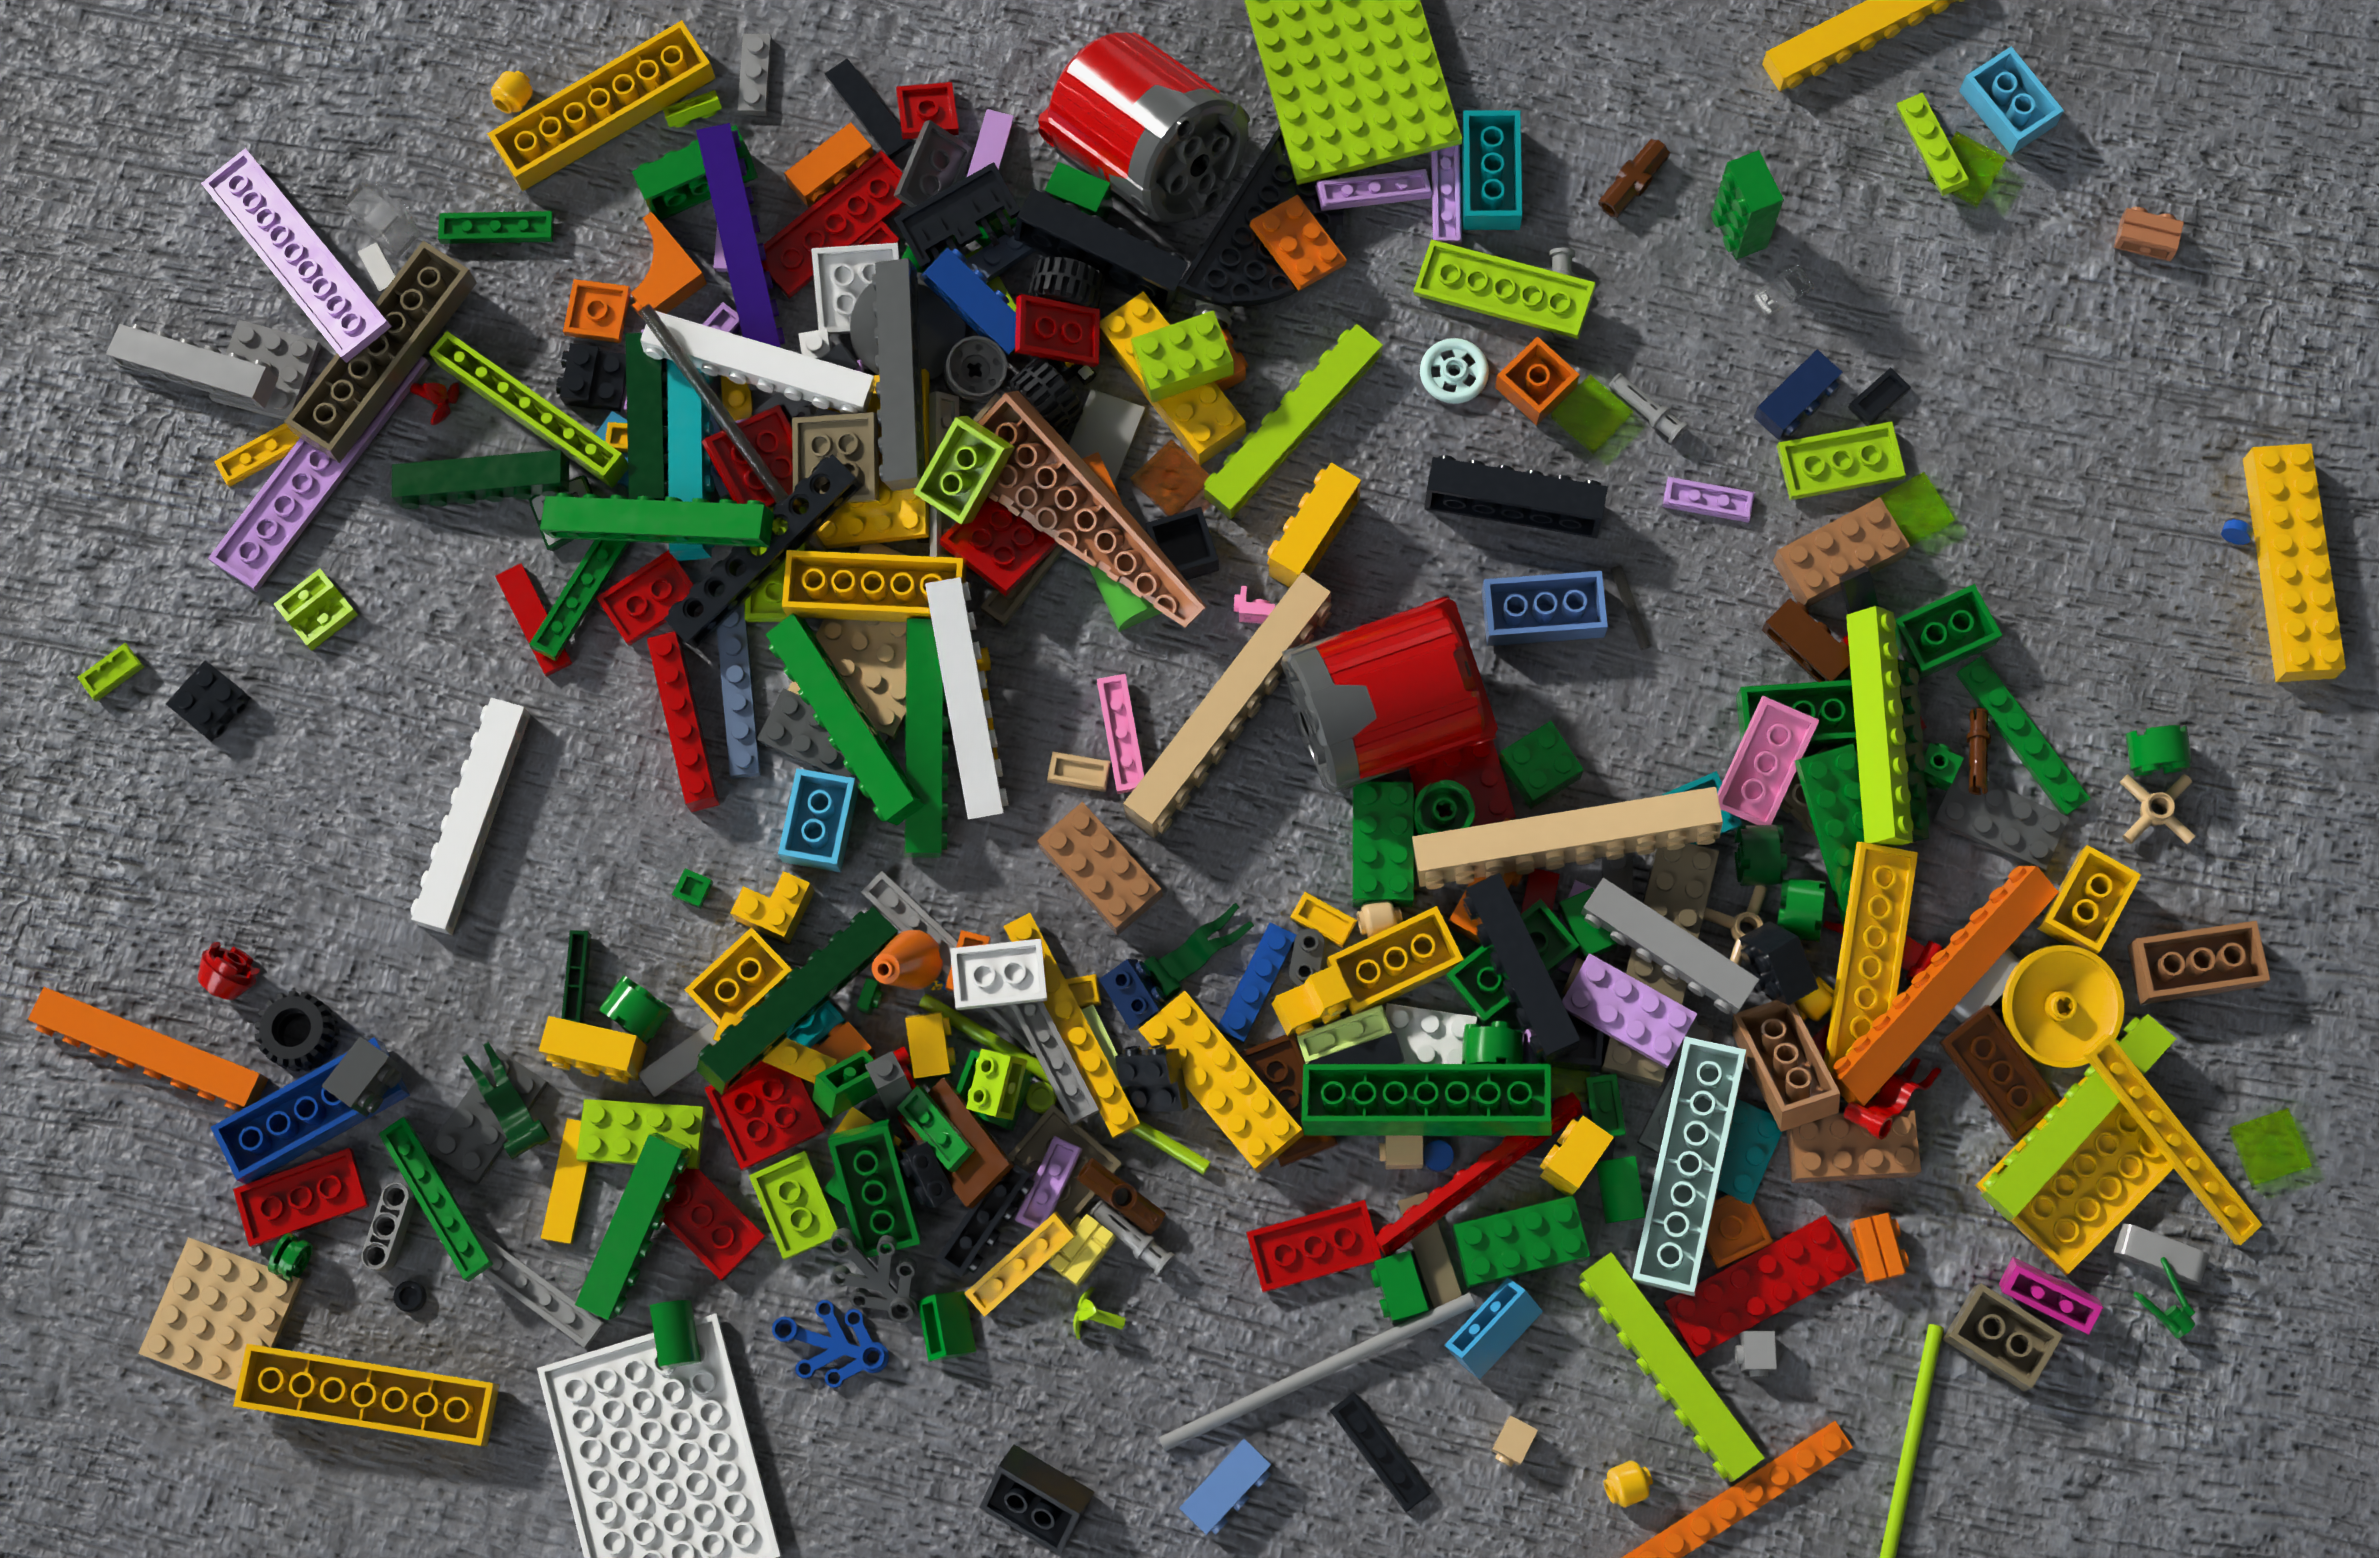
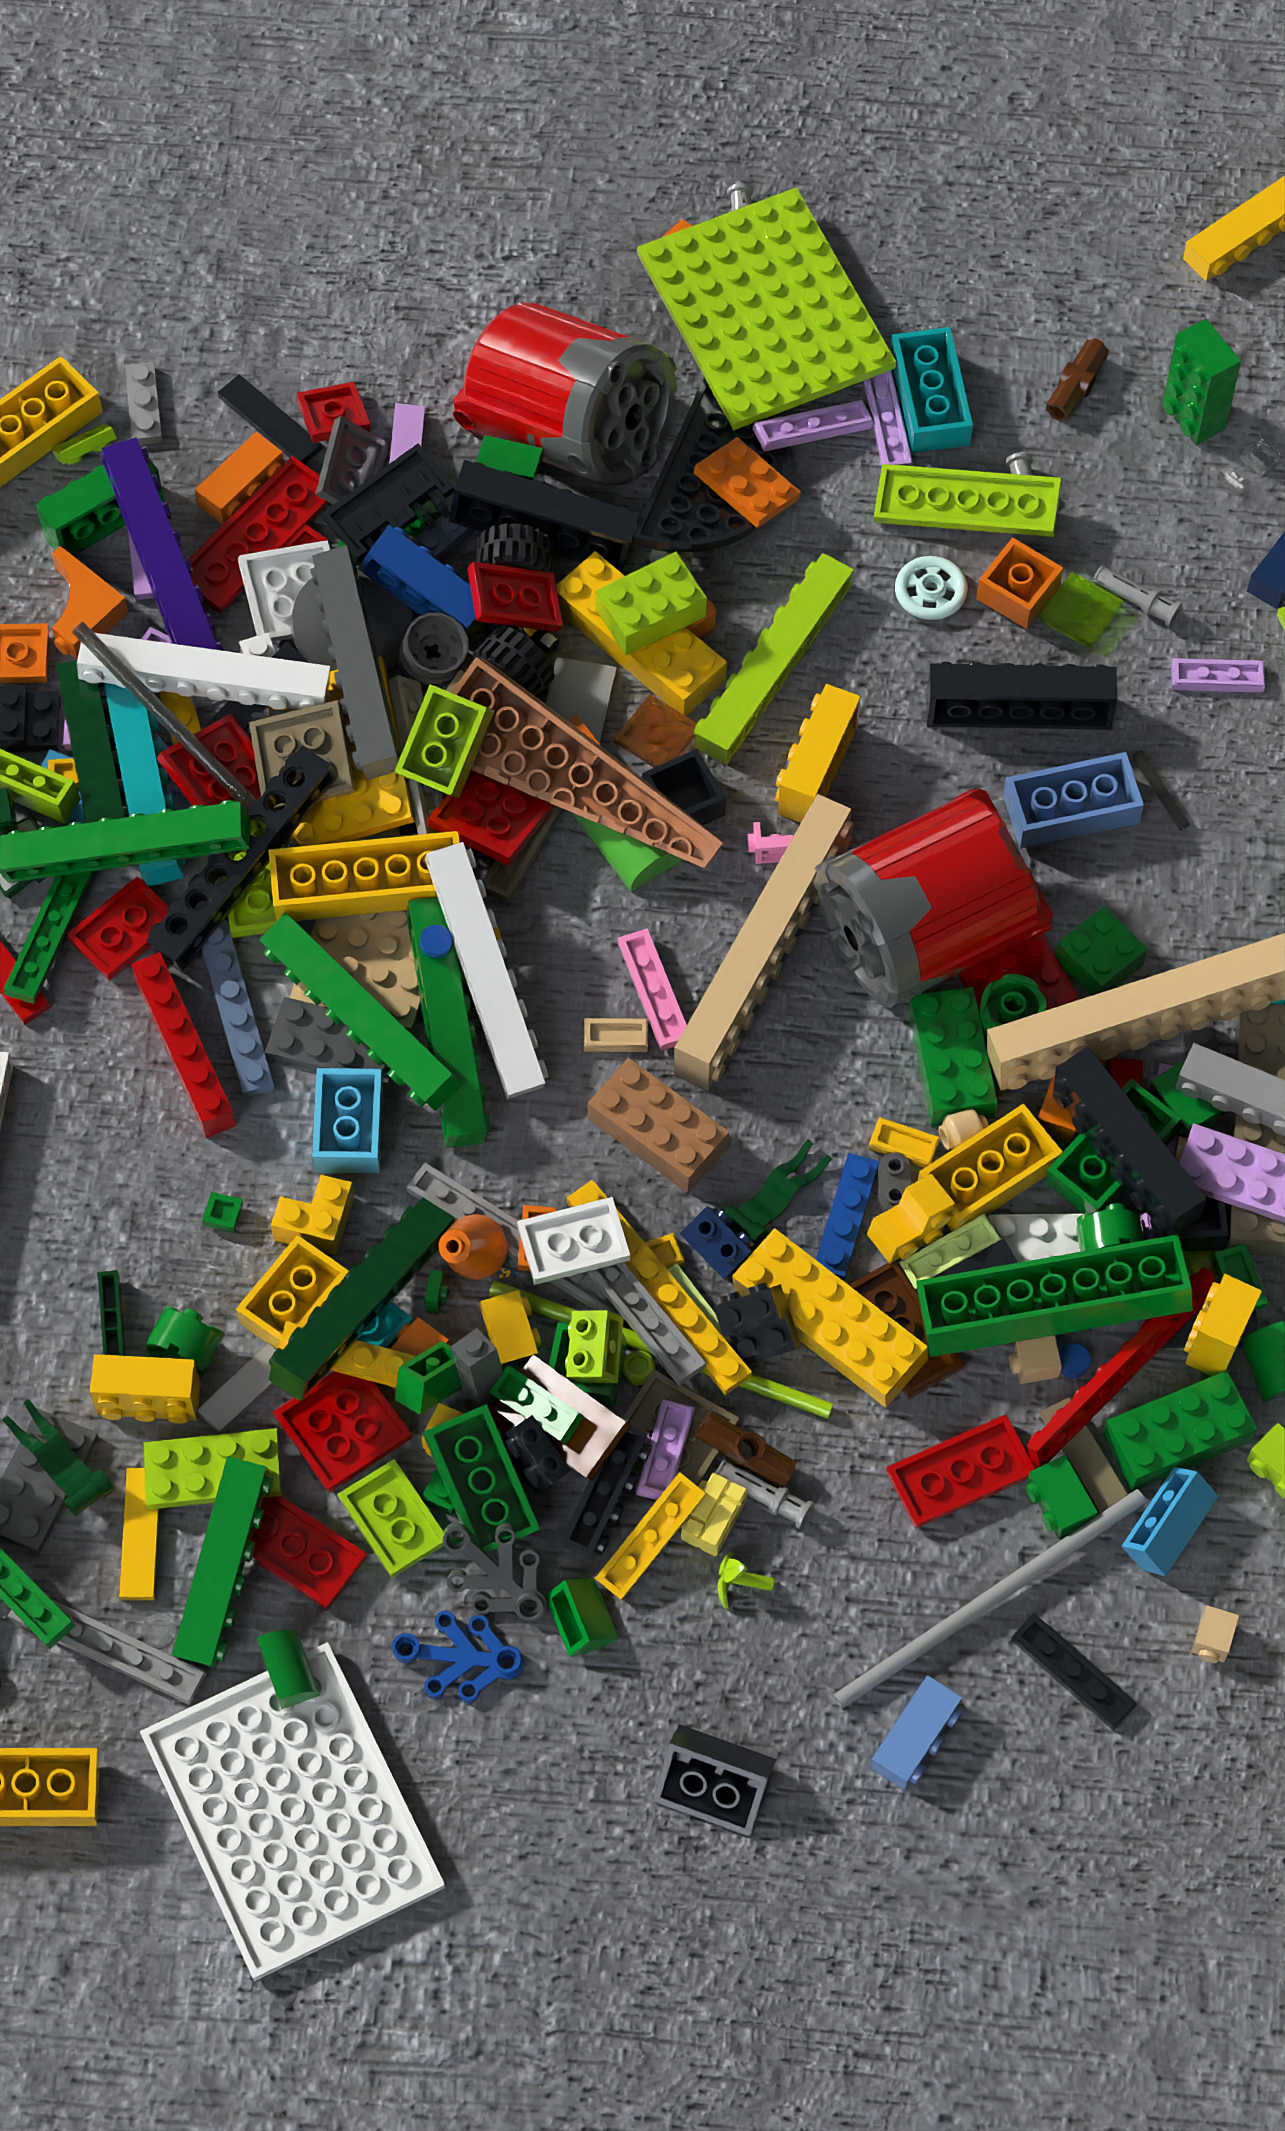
camera: 15 degrees left, 10 degrees down
(924, 663) = (435, 941): none -> blue tile

